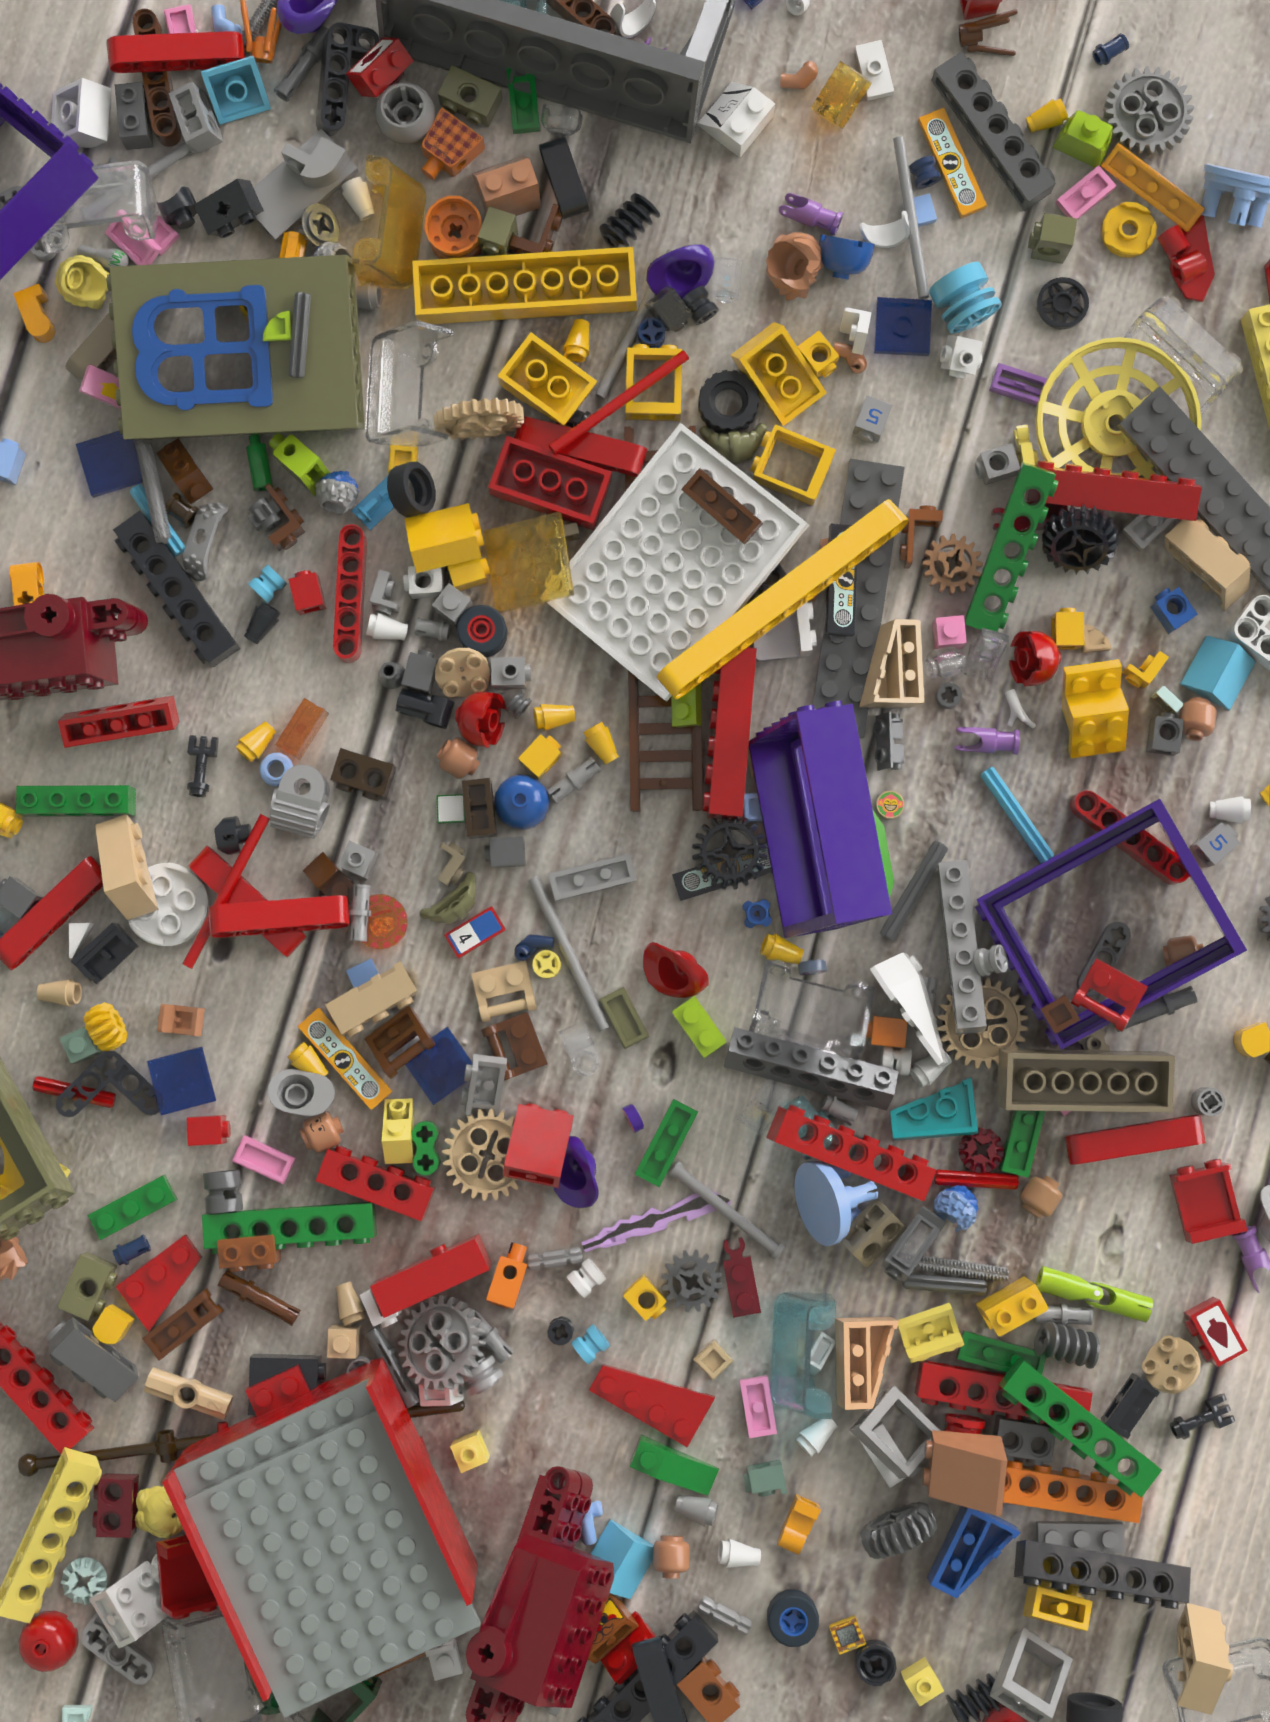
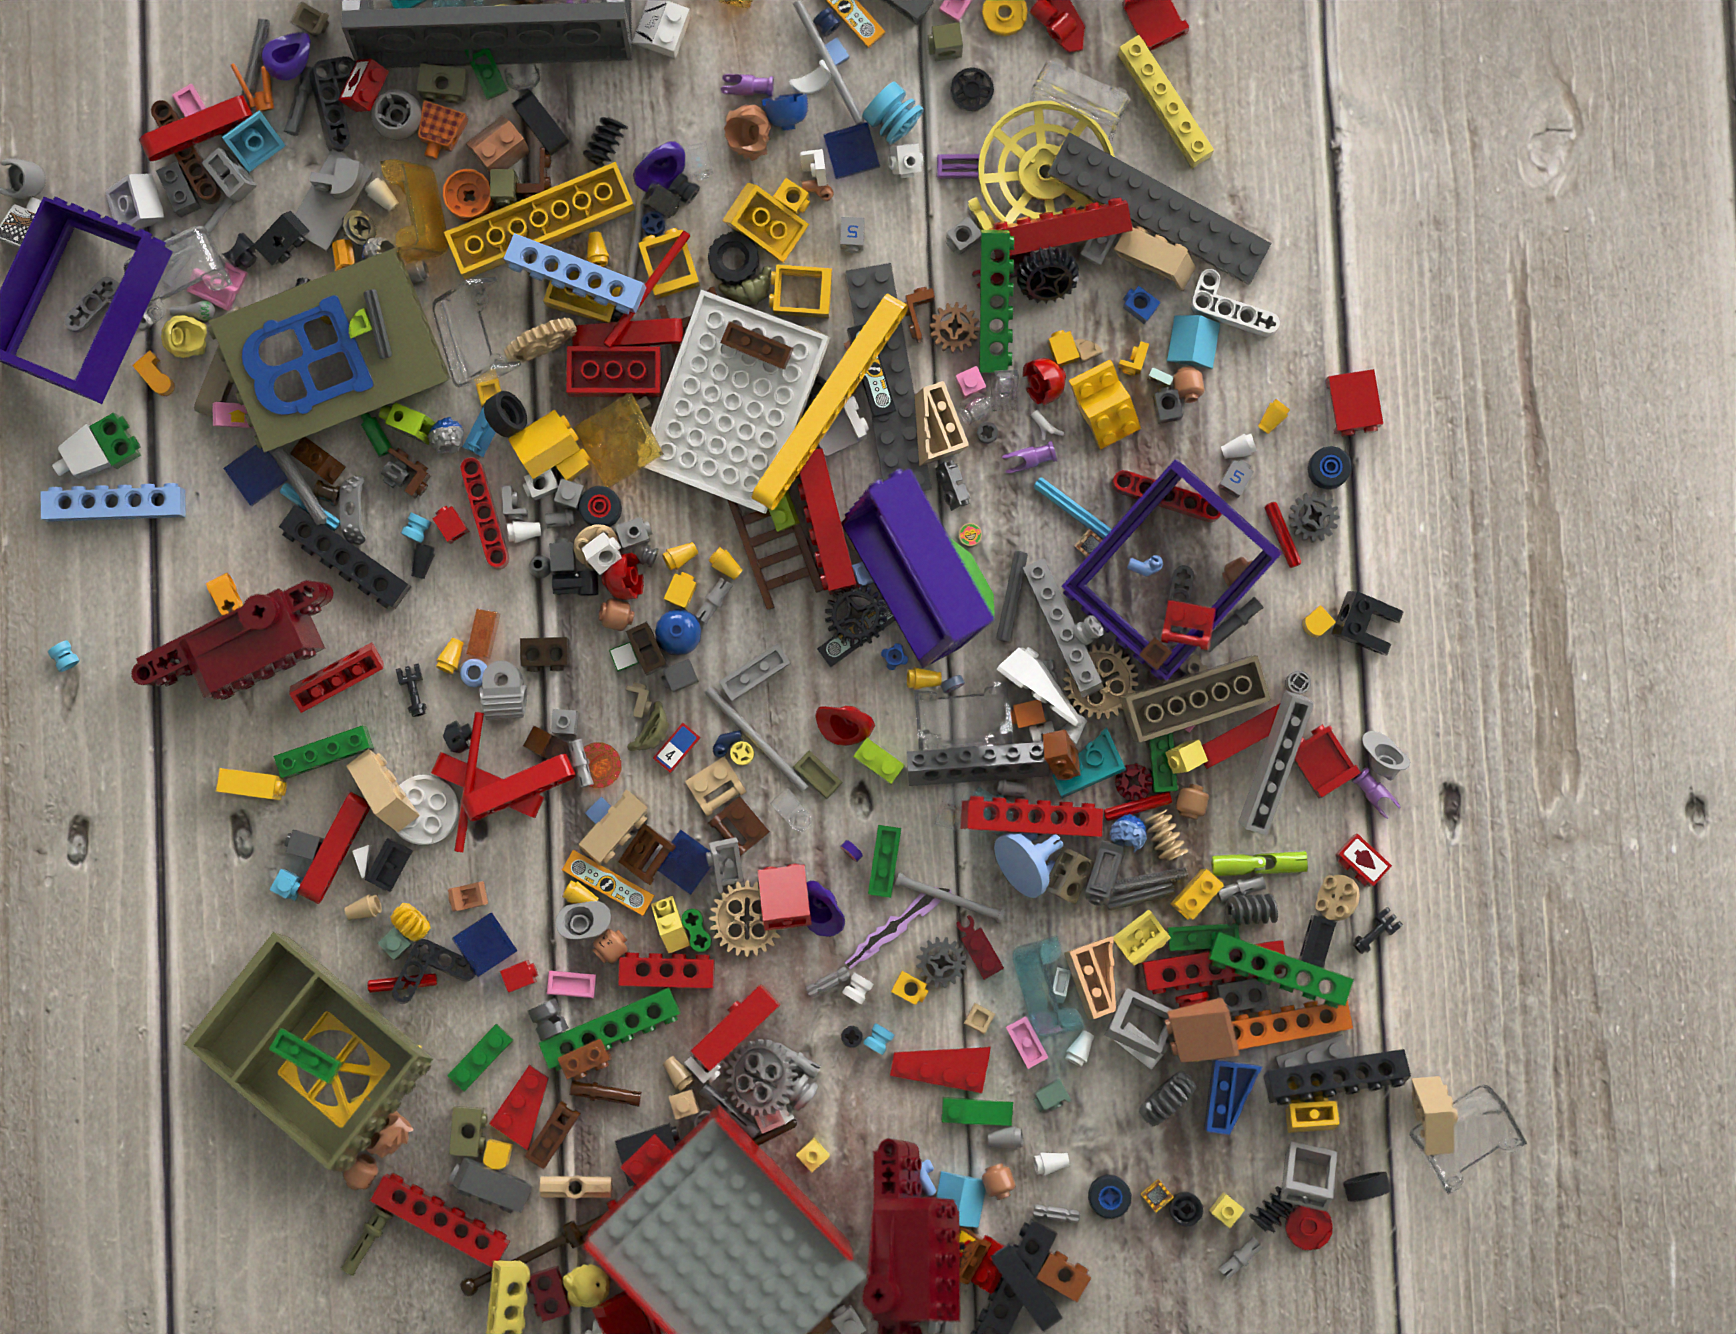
camera: 20 degrees left, 0 degrees up
(131, 1250) = (491, 1091): dark blue pin -> none
(220, 22) = (223, 92): light blue arm -> none
(464, 692) = (594, 555): none -> white brick
(493, 307) = (522, 247): none -> light blue brick
(505, 1291) = (796, 1018): orange torso -> none
(798, 1524) = (1089, 1123): light orange leg -> none
(910, 1092) = (1061, 755): none -> dark orange brick
(997, 1225) = (1165, 836): none -> tan piece
(1021, 861) = (1088, 543): none -> tile
(1052, 1142) = (1186, 756): none -> light yellow brick
(1084, 912) = (1146, 568): none -> medium blue arm
(1154, 1186) = (1276, 762): none -> light grey brick
(1246, 925) = (1282, 534): none -> red axle

